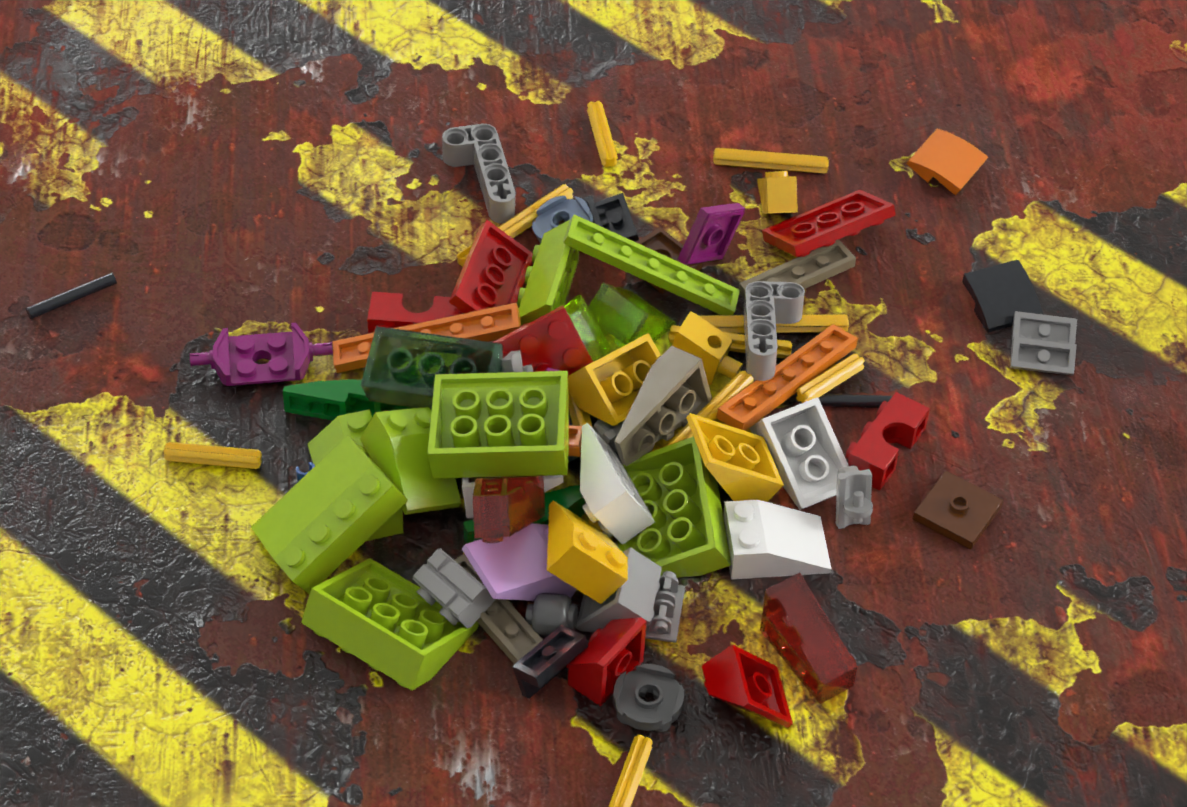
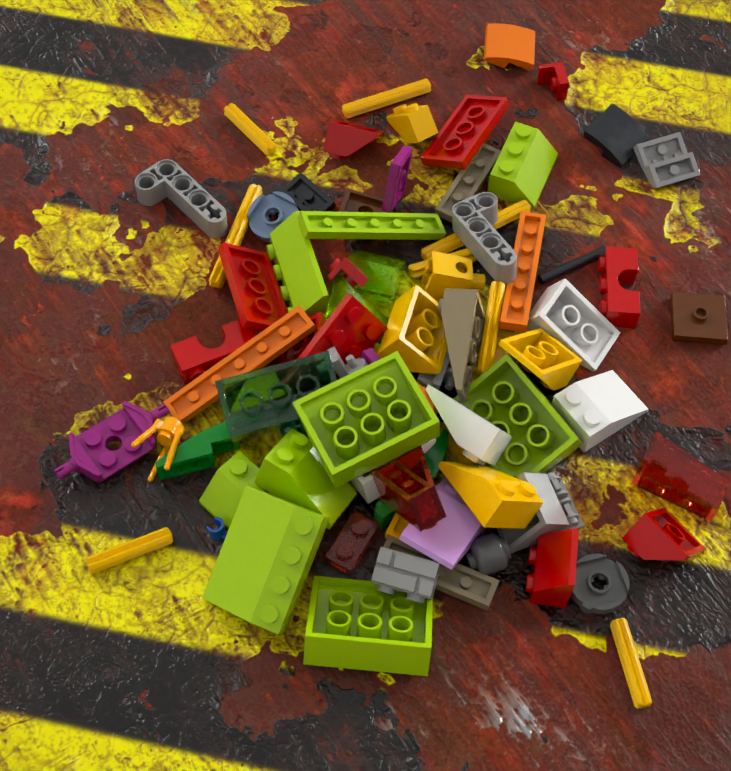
camera: 30 degrees left, 10 degrees up
(316, 369) = (168, 434): none -> light orange plant
(418, 548) = (352, 542): none -> clear red plate
(548, 659) = (516, 594): black panel -> none
(595, 296) = (352, 275): none -> red bracket
(697, 181) = (346, 138): none -> red slope
(830, 378) = (549, 257): yellow axle -> none
(853, 496) = (634, 345): light grey hips -> none
(868, 281) = (522, 165): none -> lime slope
(973, 208) = (556, 77): none -> red bracket

